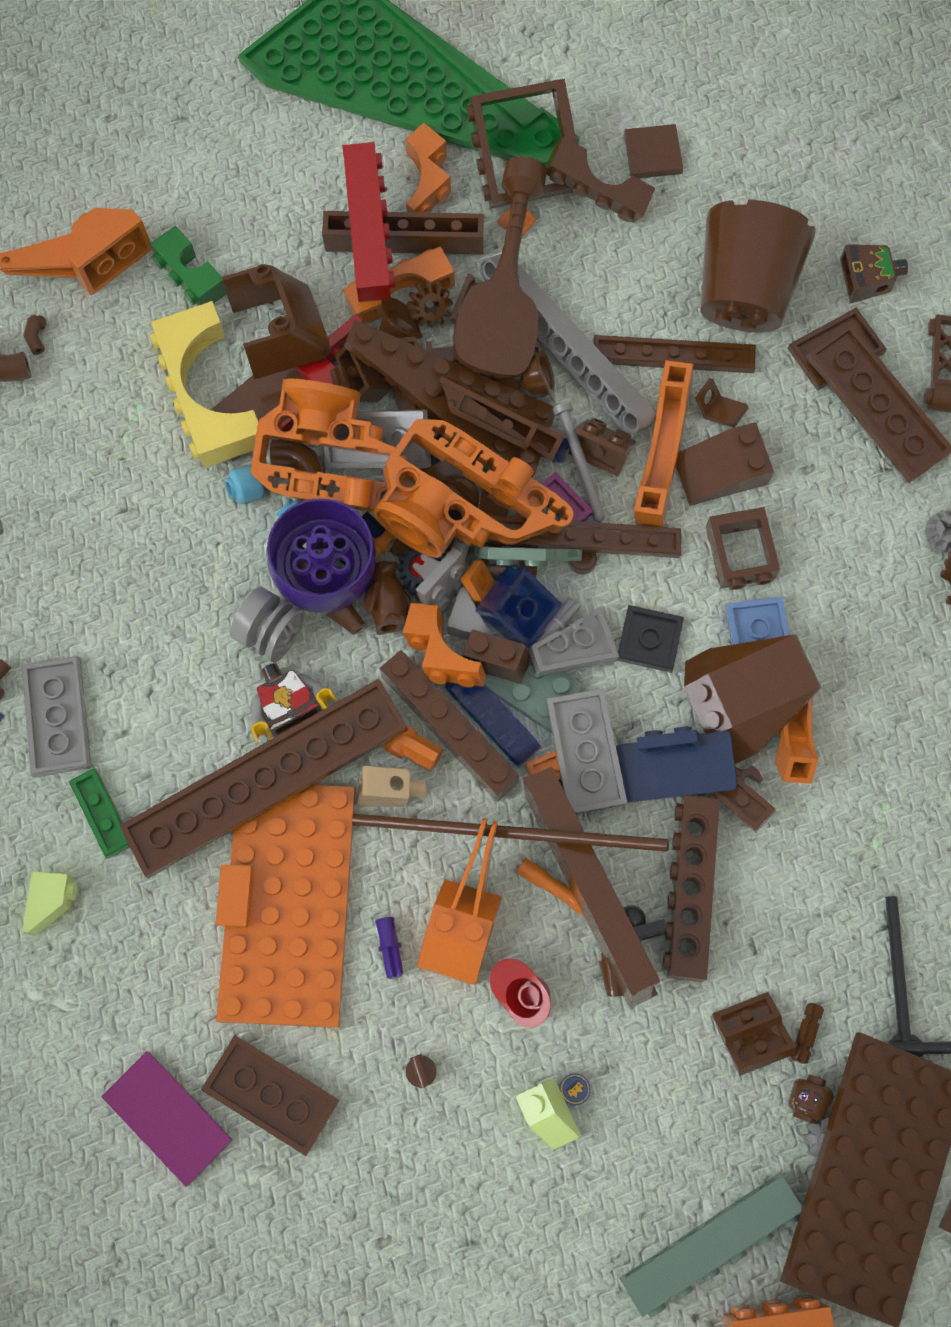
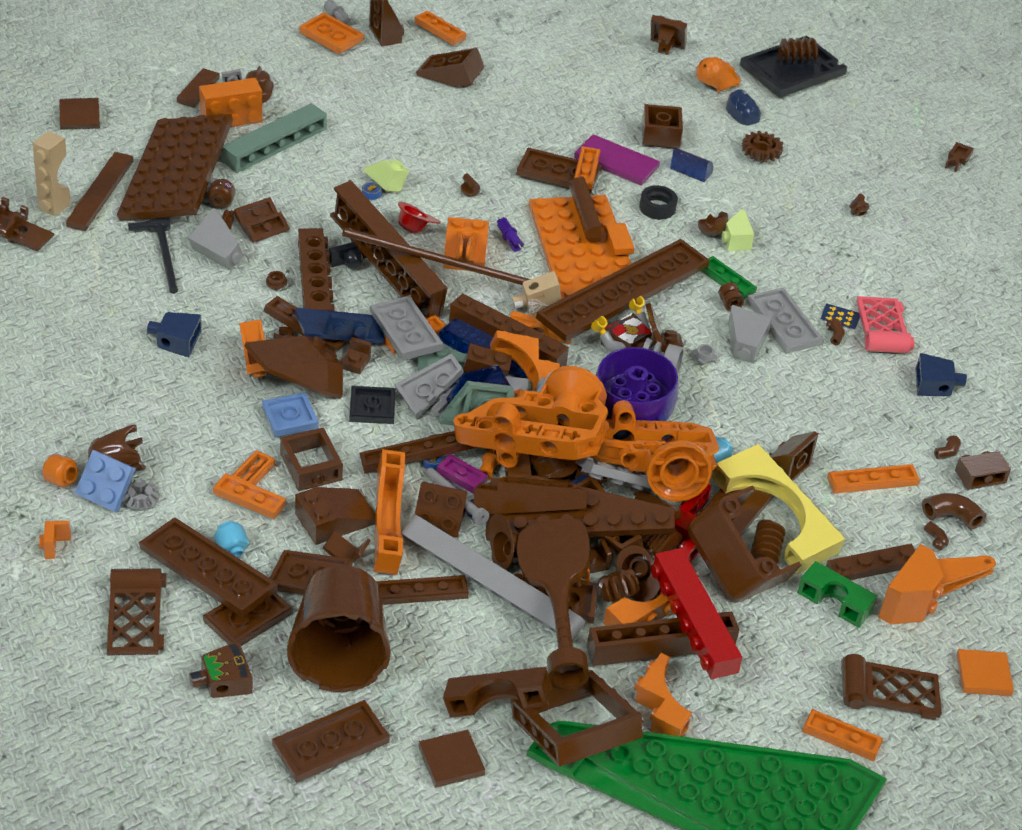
camera: 160 degrees right, 30 degrees down
(53, 1078) = (691, 165): none -> clear blue brick
(67, 429) = (873, 478): none -> orange tile
(67, 1178) = (662, 126): none -> reddish brown brick
(75, 161) = (984, 672): none -> orange tile
(78, 920) = (713, 225): none -> reddish brown hair
(114, 760) = (730, 295): none -> reddish brown wheel
(120, 981) = (654, 210): none -> black tyre
(121, 683) = (747, 332): none -> light grey slope
(122, 310) = (872, 562): none -> reddish brown plate
(158, 453) = (796, 454): none -> reddish brown slope
(187, 656) = (704, 354): none -> light grey plate
(214, 163) = (859, 688): none -> reddish brown piece
(228, 1079) = (588, 165): none -> orange tile
(240, 683) = (667, 337): none -> reddish brown plate
(241, 330) = (768, 540): none -> reddish brown piece
(256, 118) = (842, 735): none -> orange tile
(266, 962) = (585, 209): none -> reddish brown brick
(658, 717) = (357, 356): none -> reddish brown bracket
(754, 889) = (276, 280): none -> reddish brown plate
(766, 381) = (296, 569): none -> reddish brown tile
(773, 178) = (330, 741): none -> reddish brown plate
(798, 567) = (257, 471): none -> orange tile
(821, 504) = (249, 496): none -> orange plate
(825, 976) = (216, 241): none -> light grey slope
(849, 439) = (232, 538): none -> medium azure head
(893, 797) = (177, 332): none -> dark blue torso

